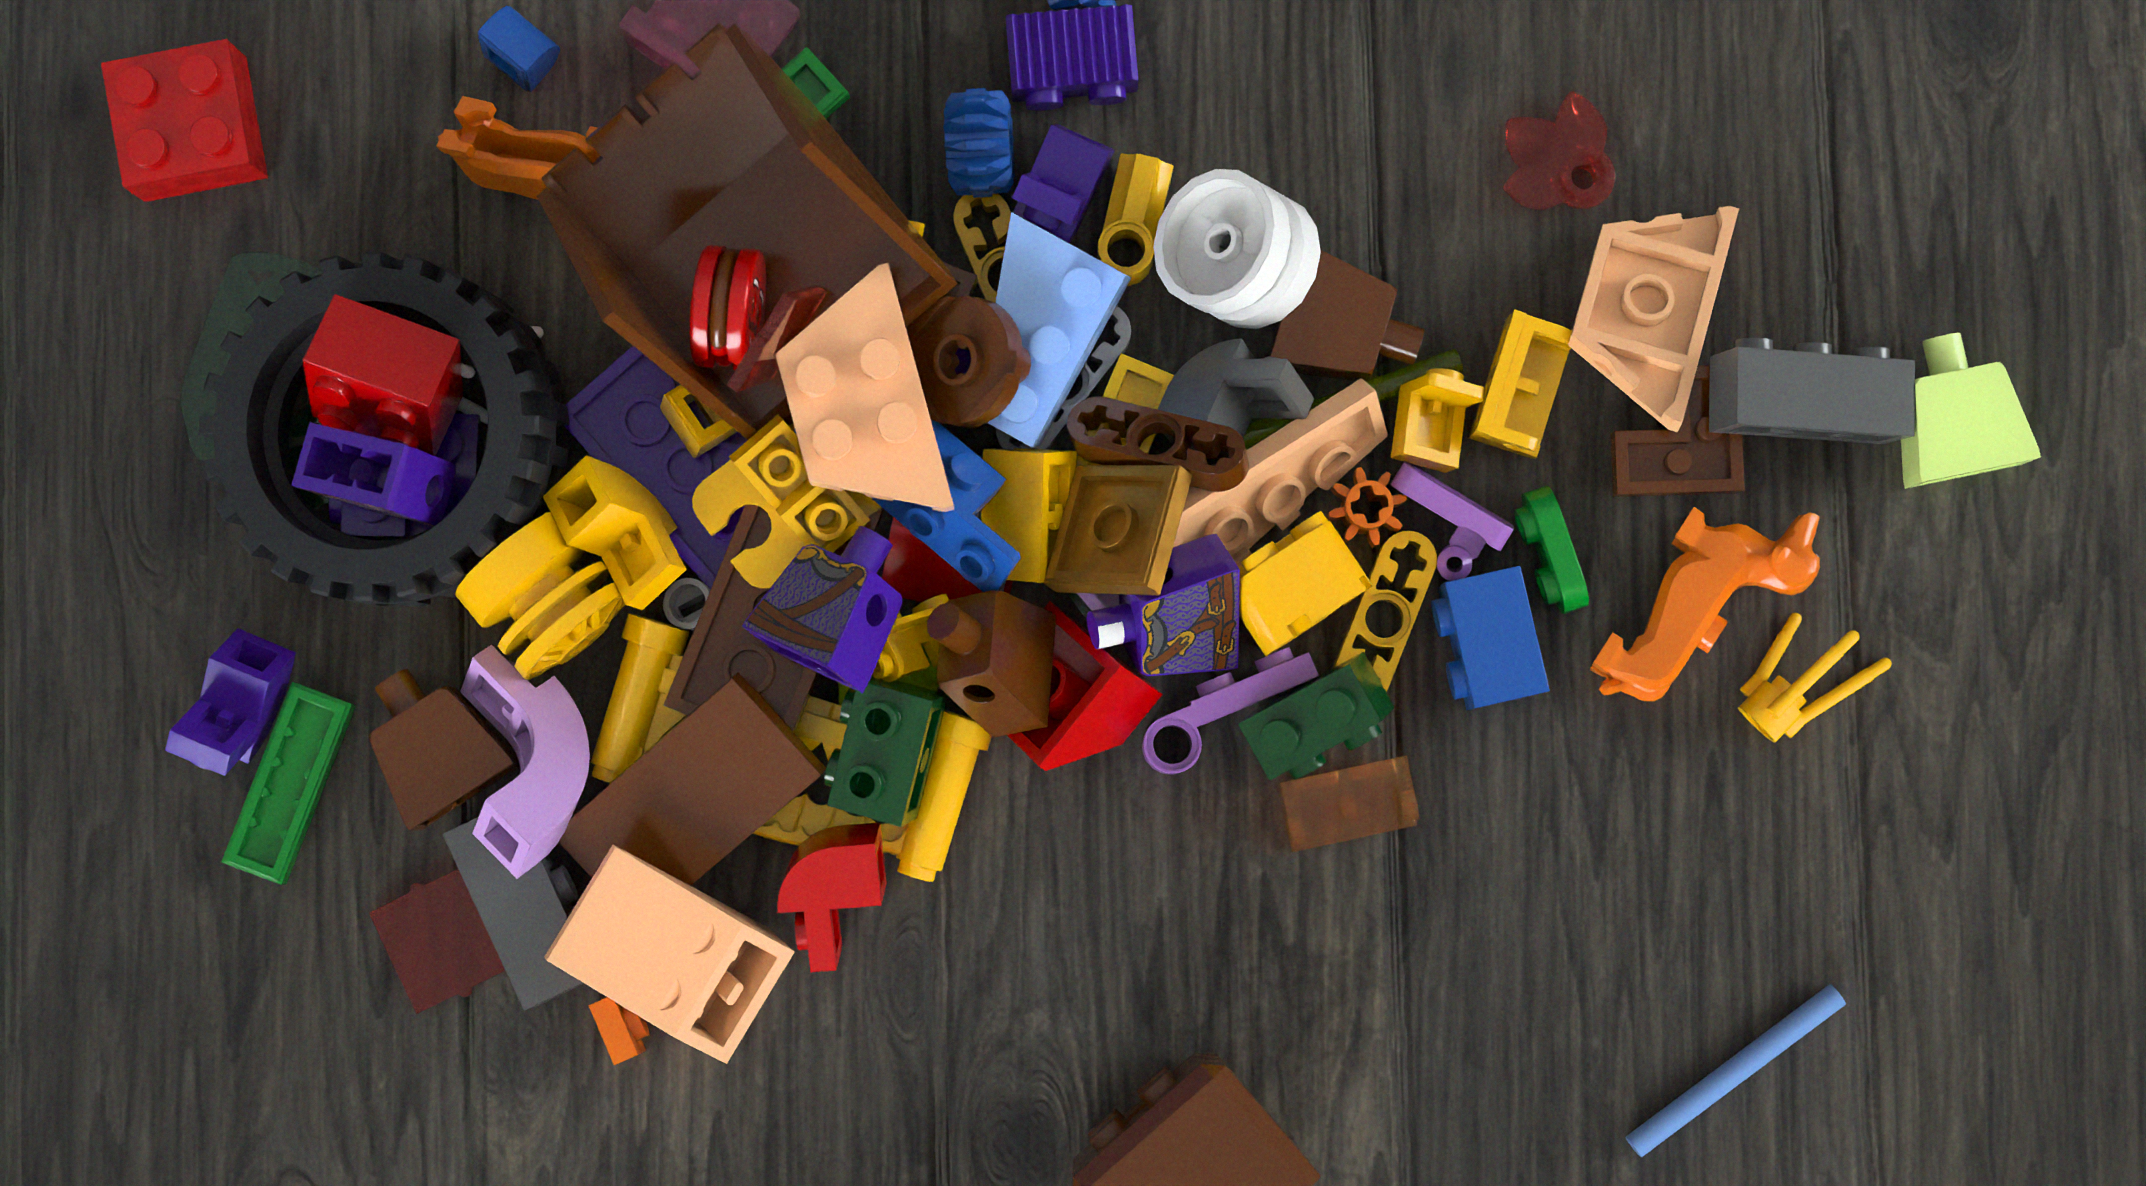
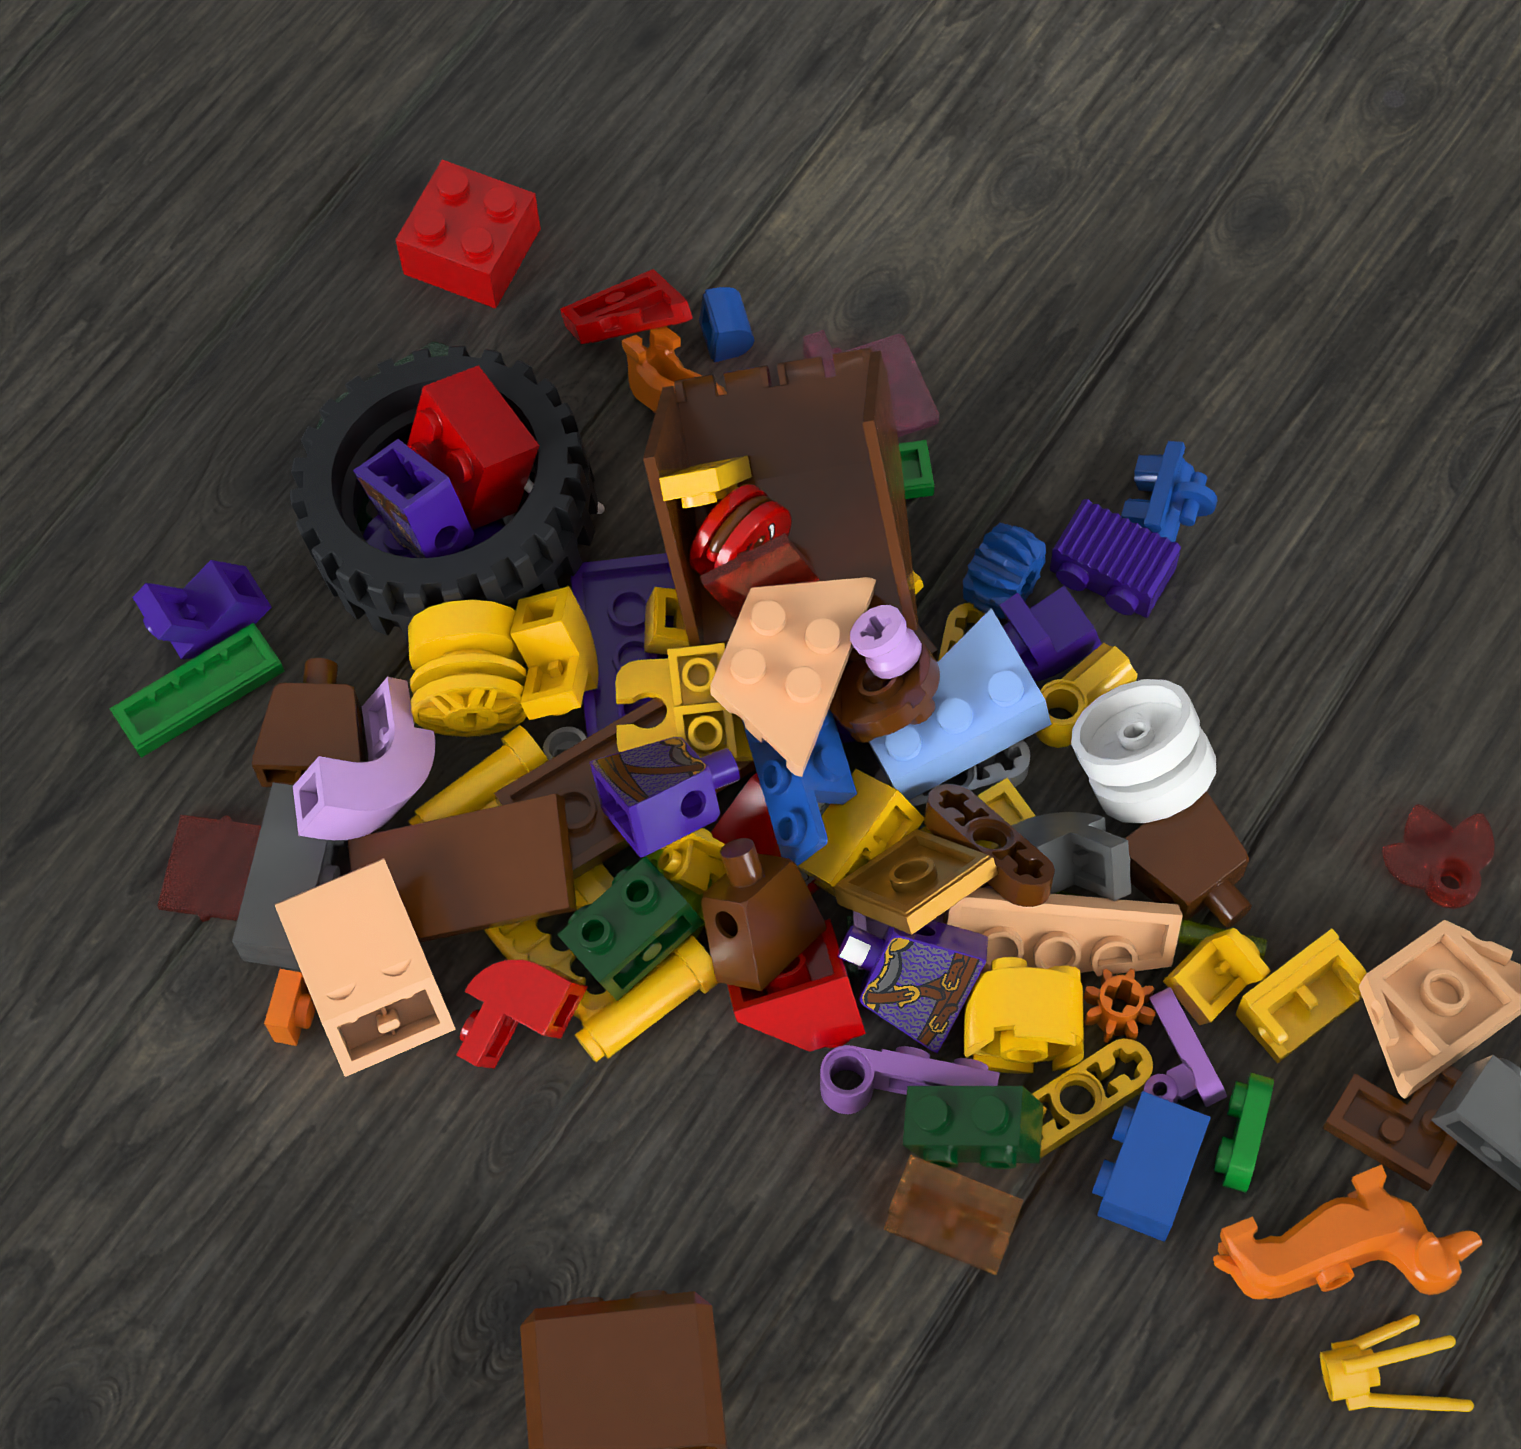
camera: 40 degrees right, 20 degrees down
(409, 100) = (626, 308): none -> red wing
(657, 276) = (705, 482): none -> yellow plate
(957, 315) = (885, 641): none -> lavender wheel

